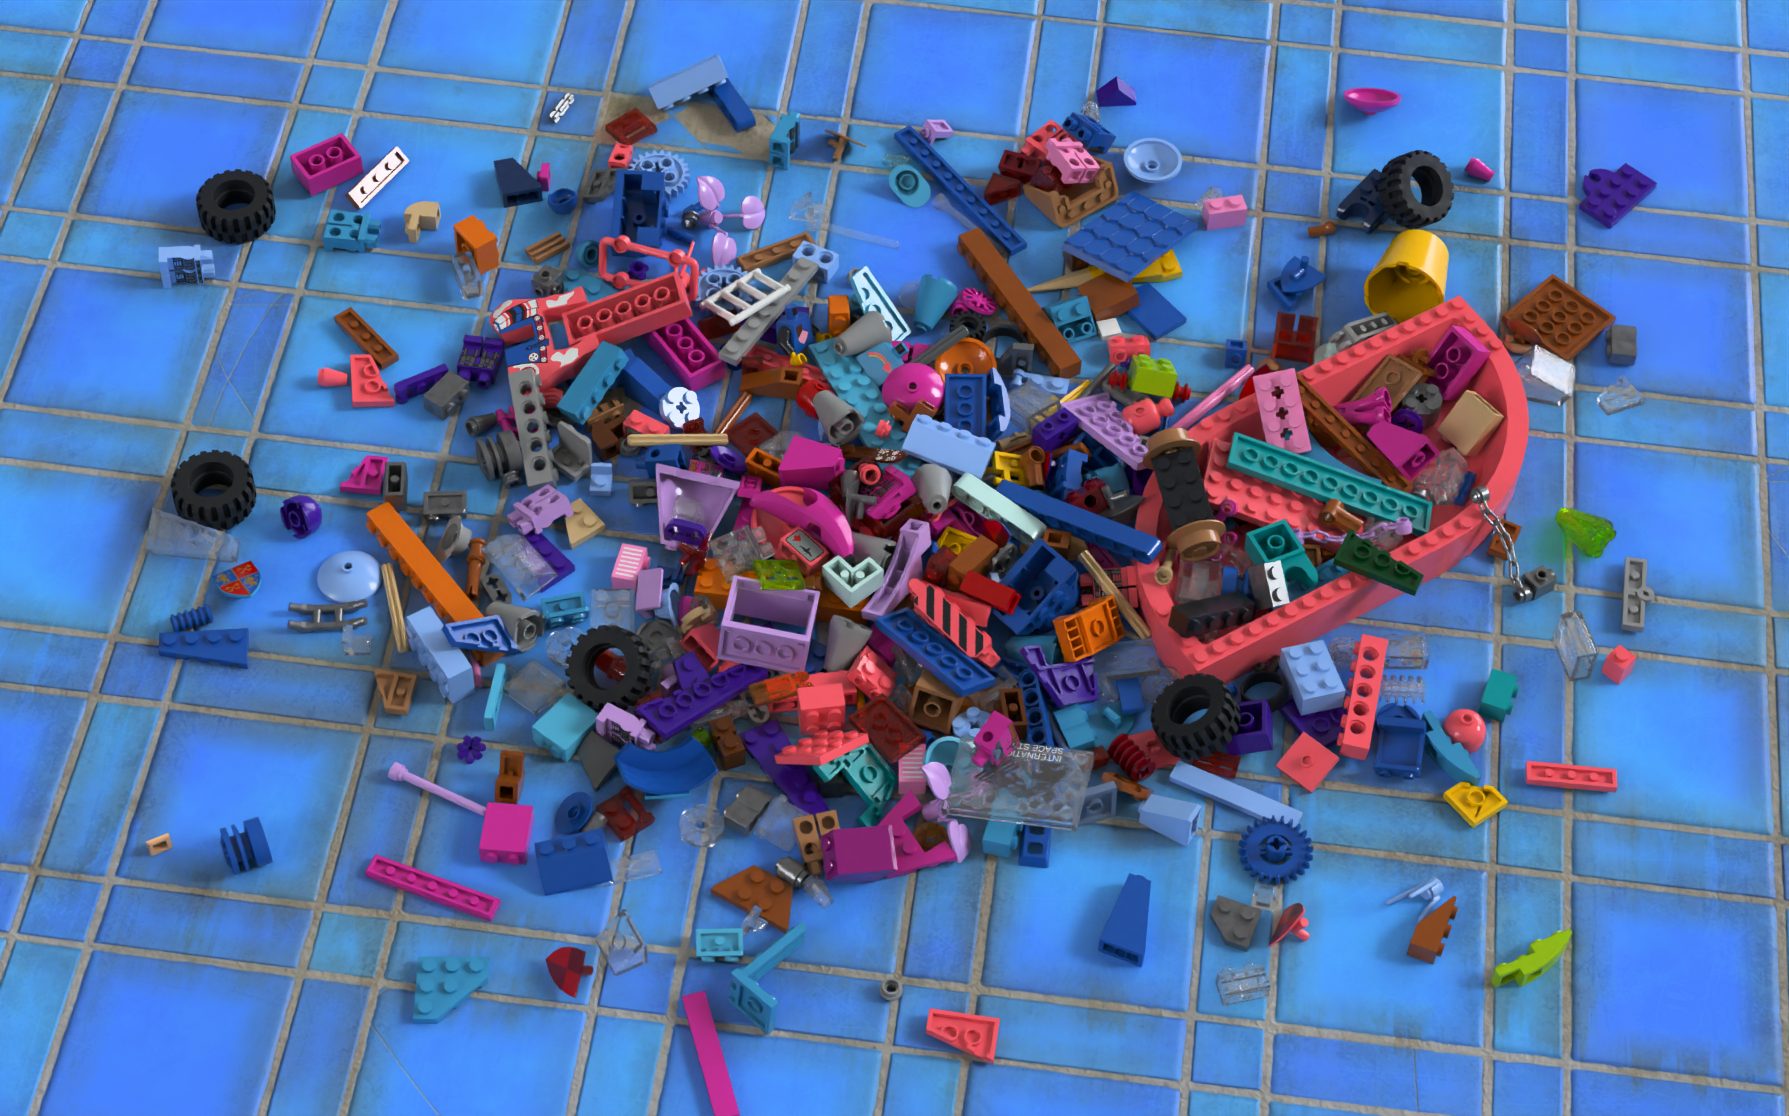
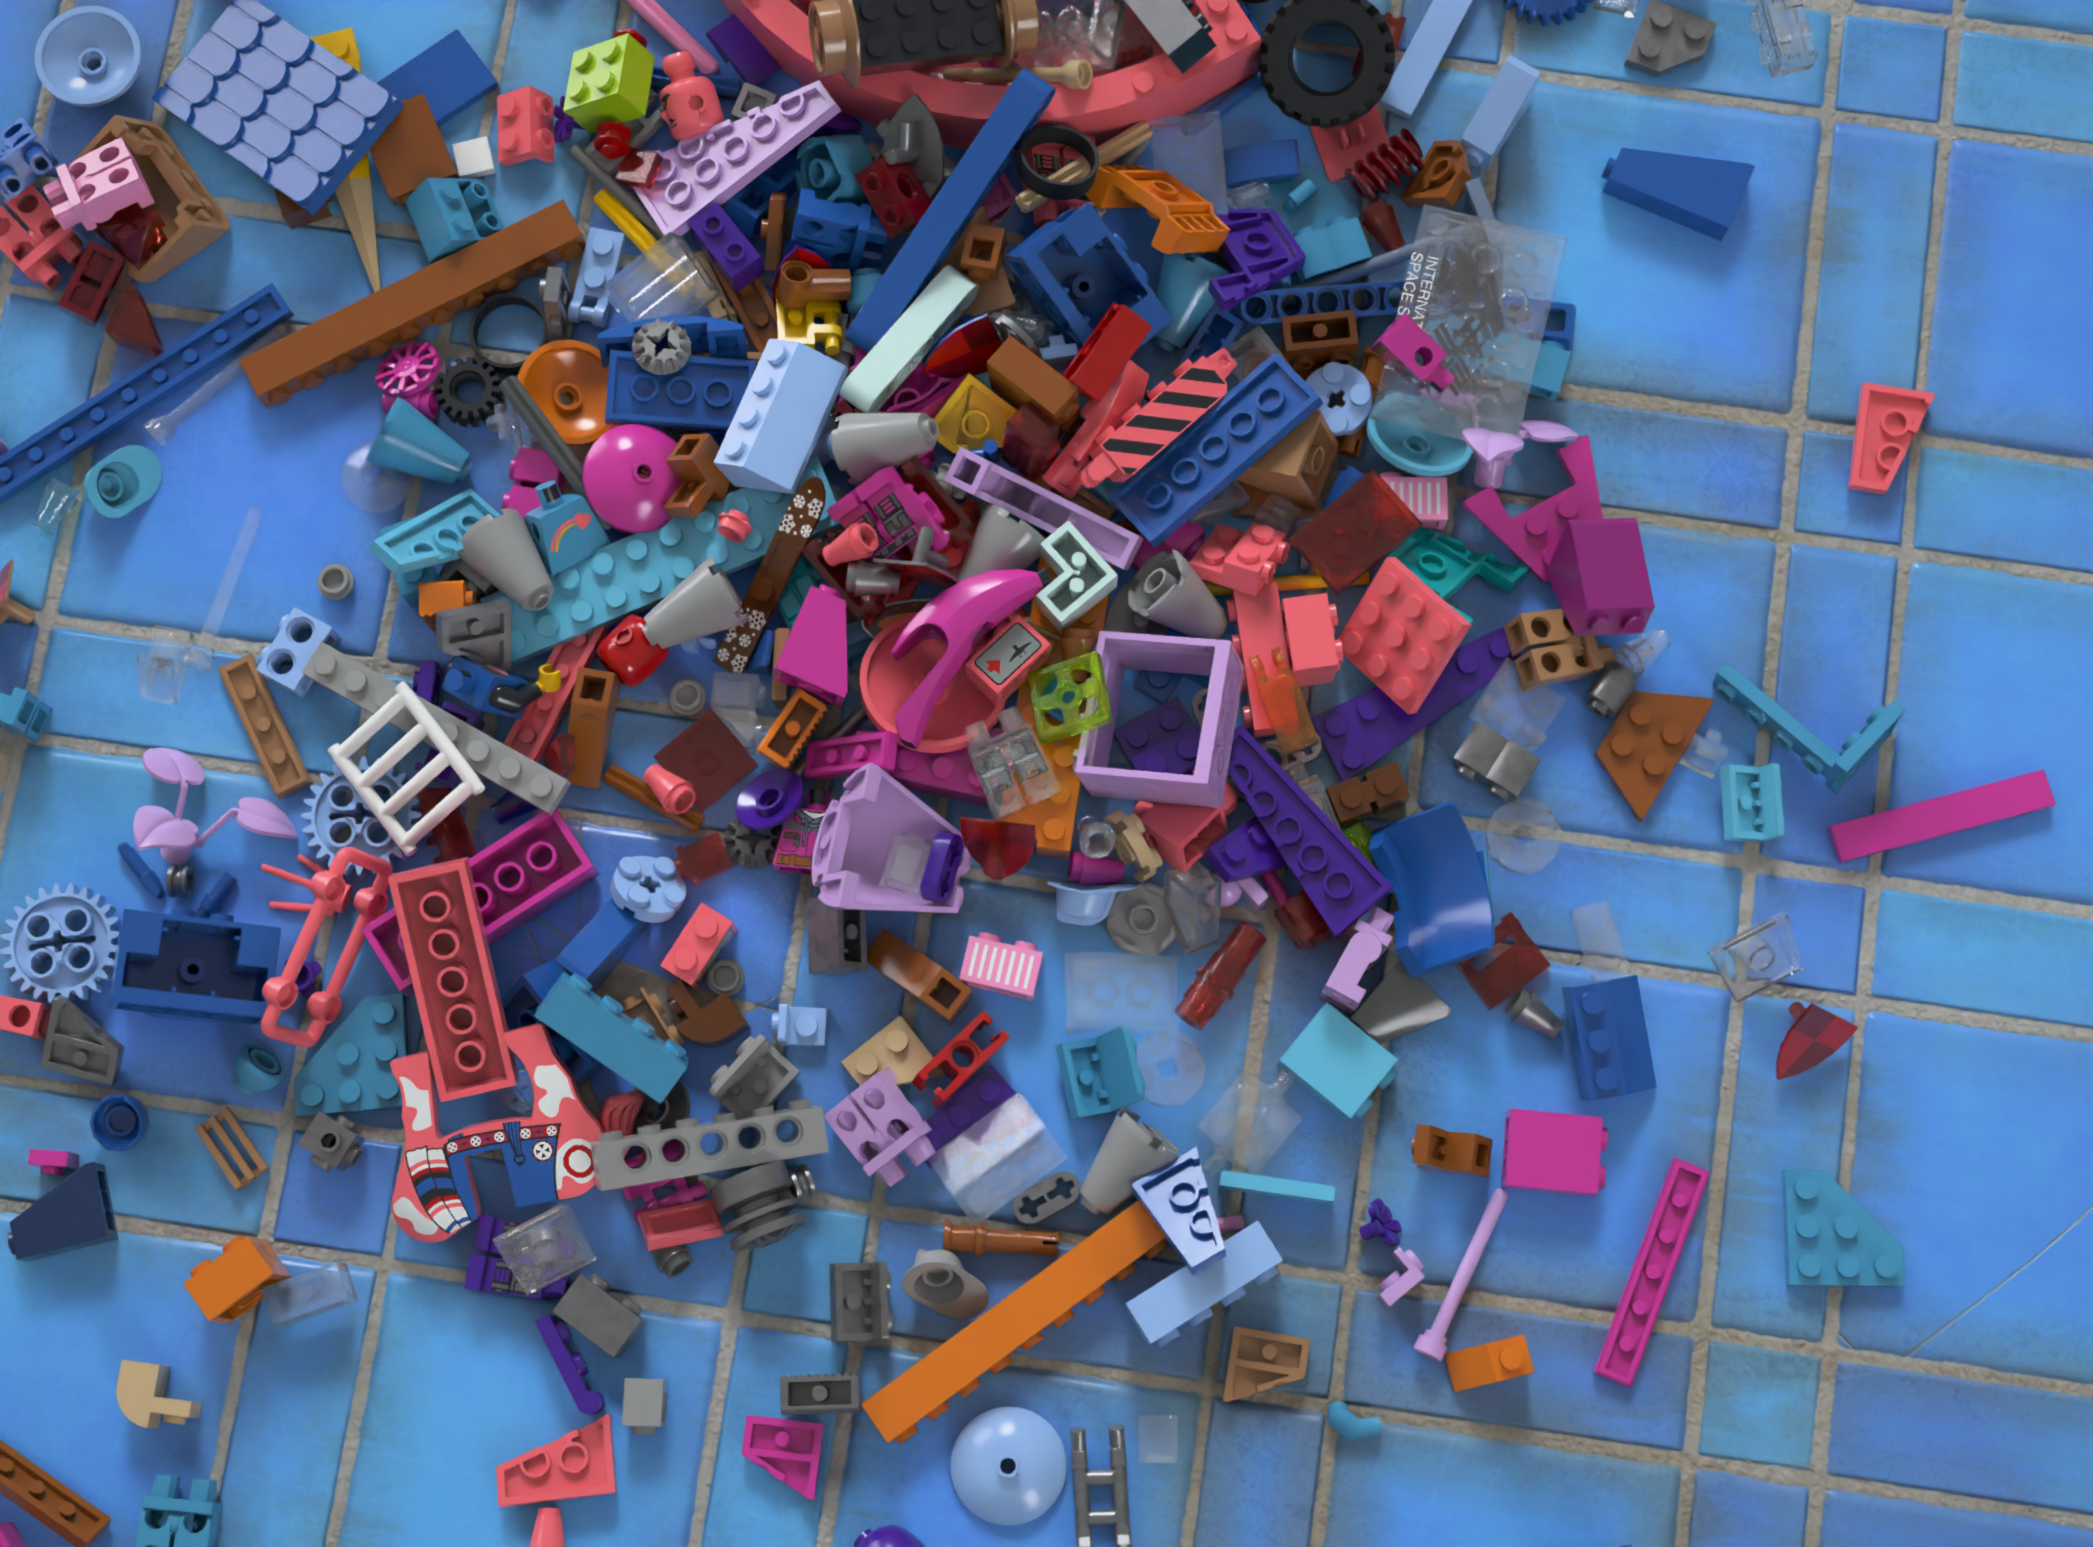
camera: 85 degrees left, 25 degrees up
(354, 734) = (1349, 1426): none -> dark azure arm
(366, 338) = (450, 1480): dark orange plate -> none
(386, 803) = (1489, 1363): none -> orange slope
(395, 608) = (1079, 1378): tan axle -> none
(397, 415) = (644, 1404): none -> light grey brick
(436, 758) = (1397, 1285): none -> lavender bracket
(482, 360) = (545, 1248): none -> clear slope
(491, 421) = (680, 1224): none -> coral tile
(572, 553) = (964, 1045): none -> red piece
(573, 812) = (1511, 1056): blue dish -> none
(584, 659) = (1289, 991): black tyre -> none
(623, 530) = (919, 976): none -> dark orange slope
(649, 591) = (1066, 927): lavender panel -> none
(662, 454) = (784, 900): blue torso -> none
(672, 575) = (1016, 901): blue bracket -> none
(682, 439) = (732, 888): tan axle -> none
(734, 415) = (671, 790): none -> coral cone
(791, 425) = (687, 697): none -> light grey plate
(820, 321) = (477, 632): none -> flat silver wing
(891, 983) = (1815, 534): light grey plate -> none
(930, 830) = (1536, 463): clear orange gear -> none
(994, 401) = (669, 359): none -> light grey gear
(1096, 582) = (1065, 136): none -> black tyre
(1103, 395) = (639, 168): none -> clear red tile
(1153, 685) = (1247, 95): clear dish -> none

